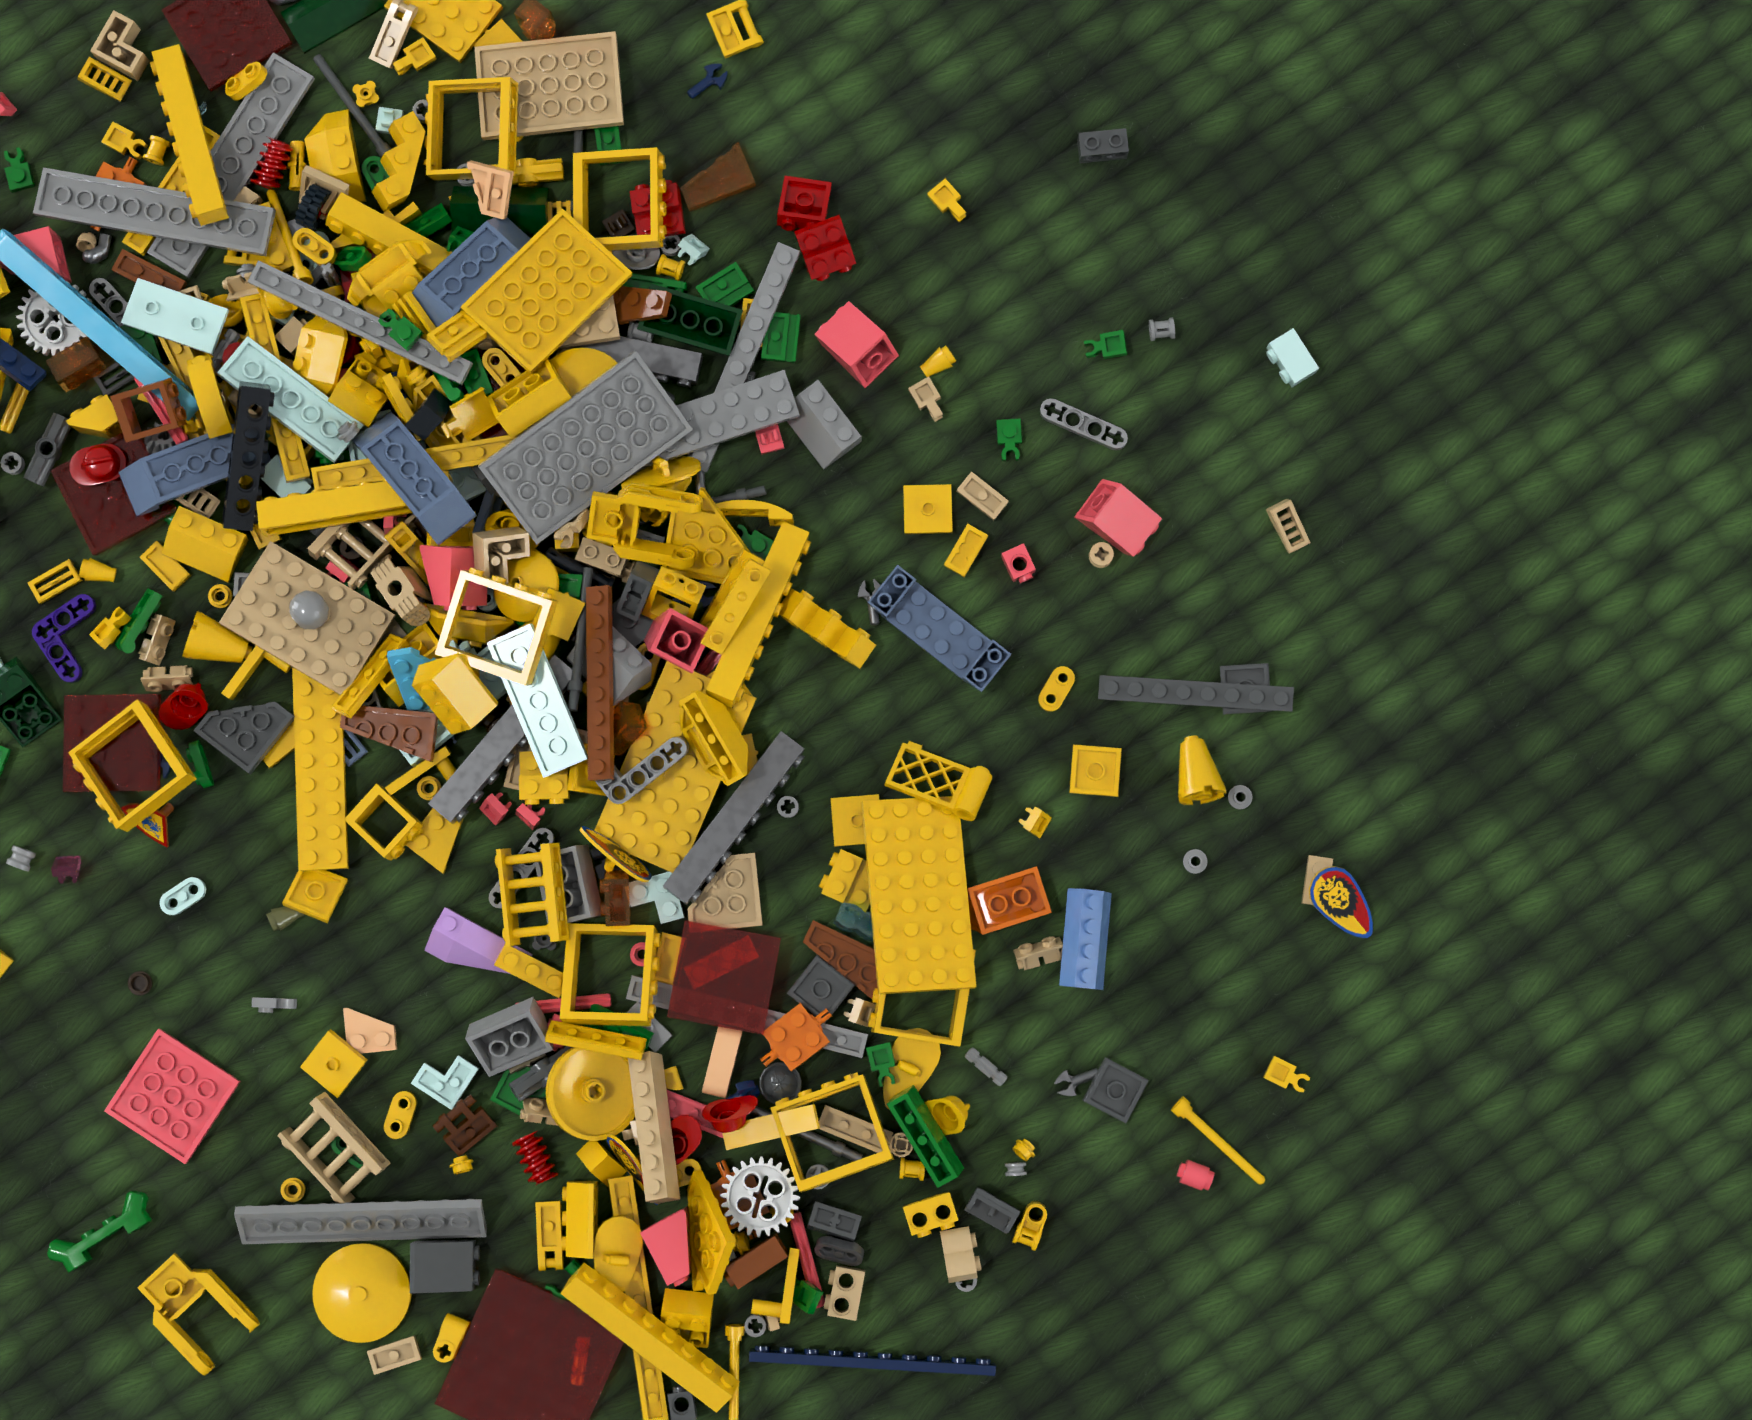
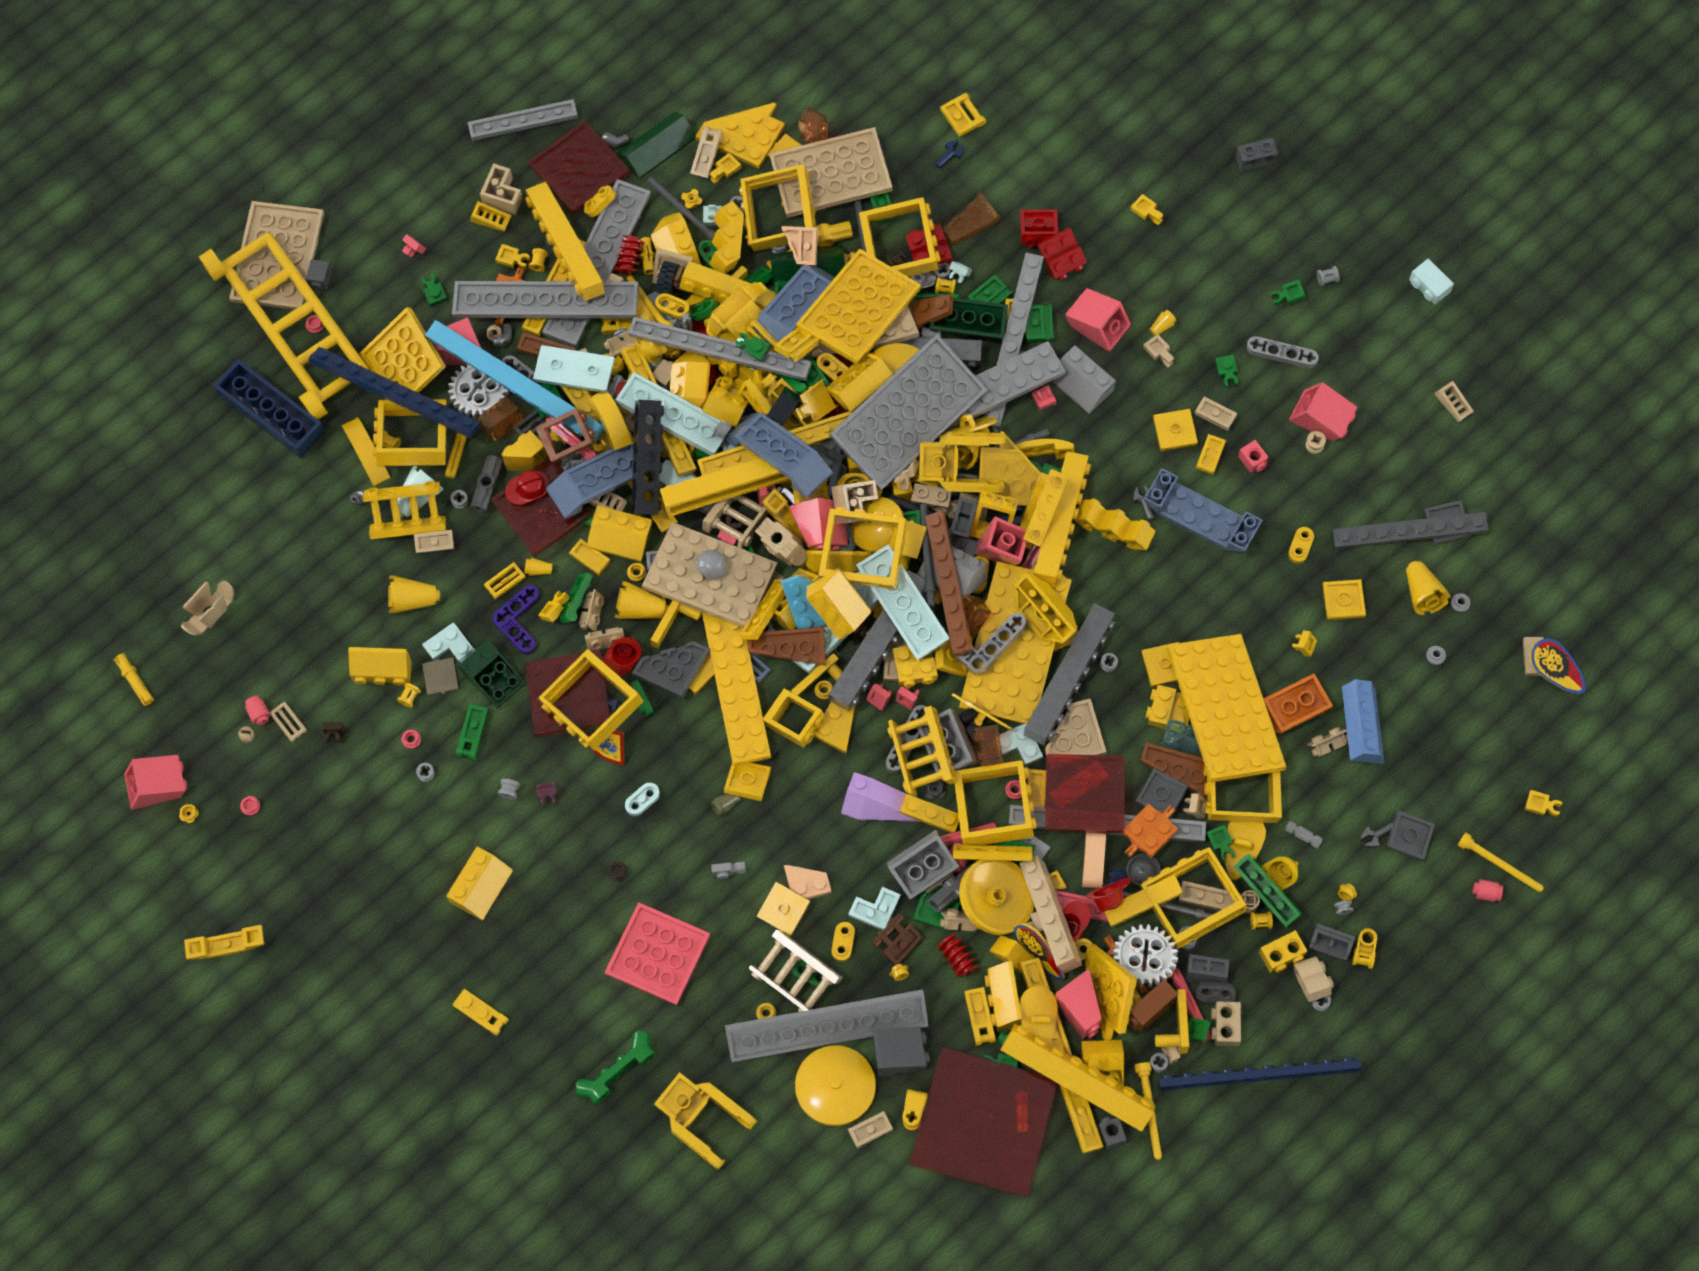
camera: 10 degrees left, 15 degrees down
(970, 787) = (1249, 625): yellow piece -> none

